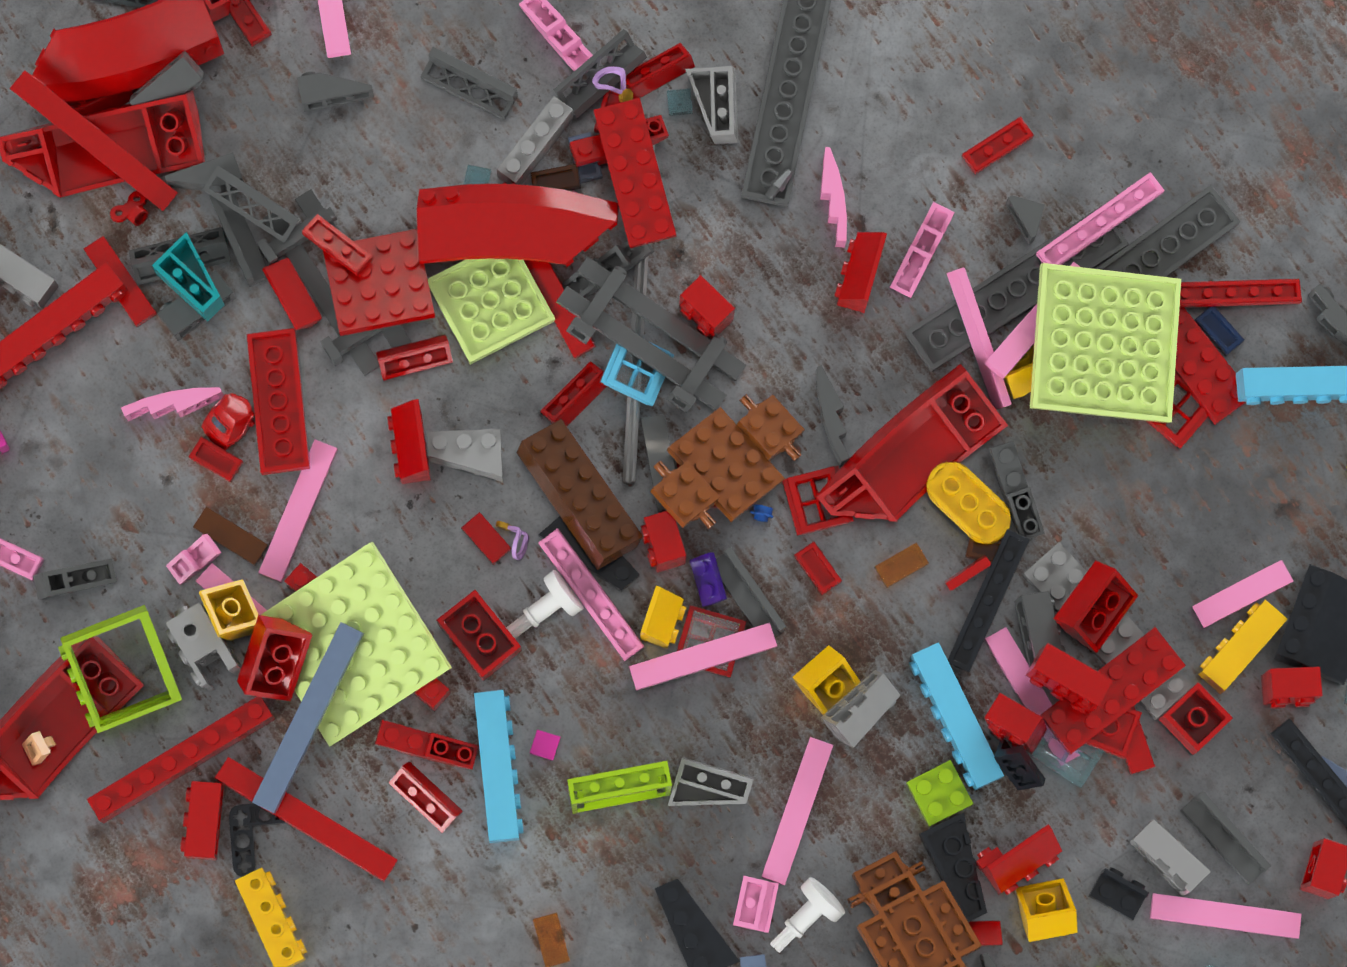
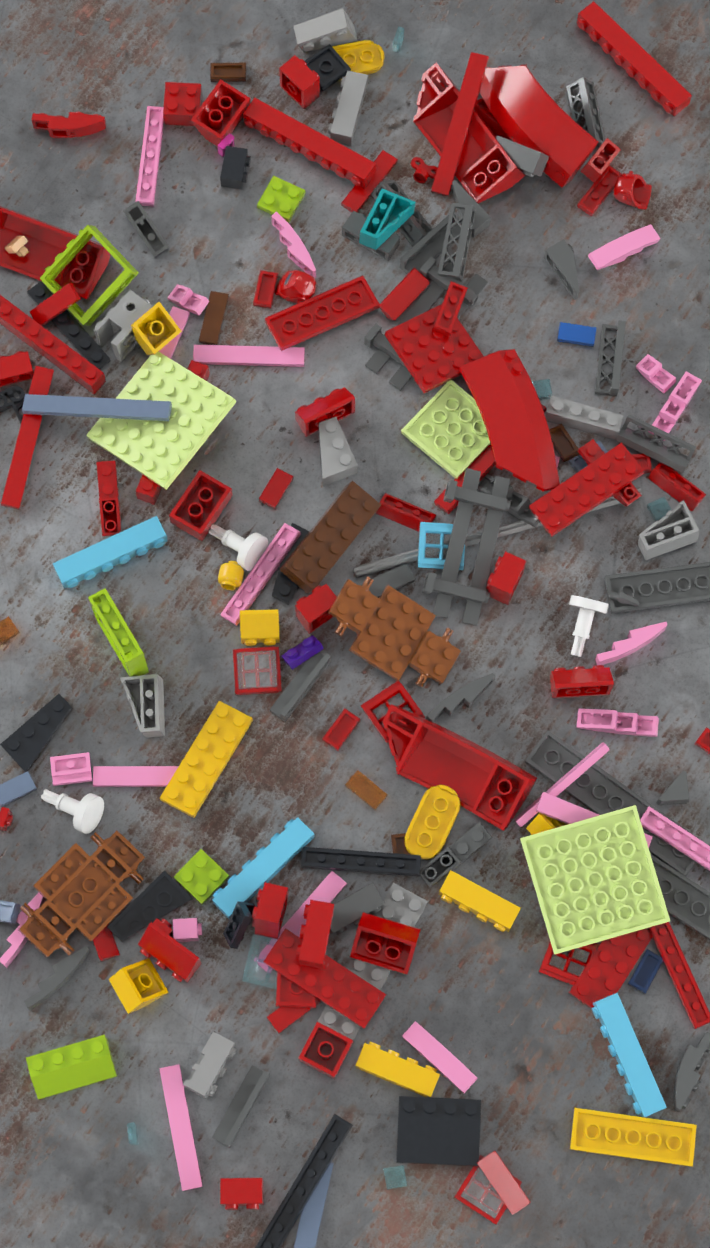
camera: 75 degrees right, 5 degrees down
(34, 438) = (234, 167): none -> black brick
(99, 397) = (281, 197): none -> lime plate
(142, 725) = (55, 304): none -> red tile
(169, 720) = (72, 329): none -> black plate
(274, 659) = (131, 371): red slope -> none
(414, 357) = (391, 393): red slope -> none
(421, 111) = (576, 334): none -> blue tile
(425, 796) = (73, 513): red slope -> none
(505, 526) = (282, 516): lavender piece -> none
(508, 40) = (655, 374): none -> bright pink slope
(545, 745) = (138, 581): dark pink tile -> none
(581, 630) = (230, 575): none -> yellow head
(624, 94) = (647, 466): lavender piece -> none
(703, 656) = (242, 667): bright pink tile -> none
(762, 513) = (367, 674): blue plate -> none
(777, 229) = (584, 620): none -> white piece
(800, 738) = (206, 759): none -> yellow plate
(826, 679) = (255, 765): yellow slope -> none
(861, 708) = (243, 794): light grey wedge -> none
(968, 572) = (376, 838): red tile -> none
(999, 831) = (186, 929): none -> bright pink brick
(1080, 483) = (479, 901): none -> yellow brick
(1119, 893) = (169, 1037): black bracket -> none
(1291, 686) = (377, 1116): red brick -> none

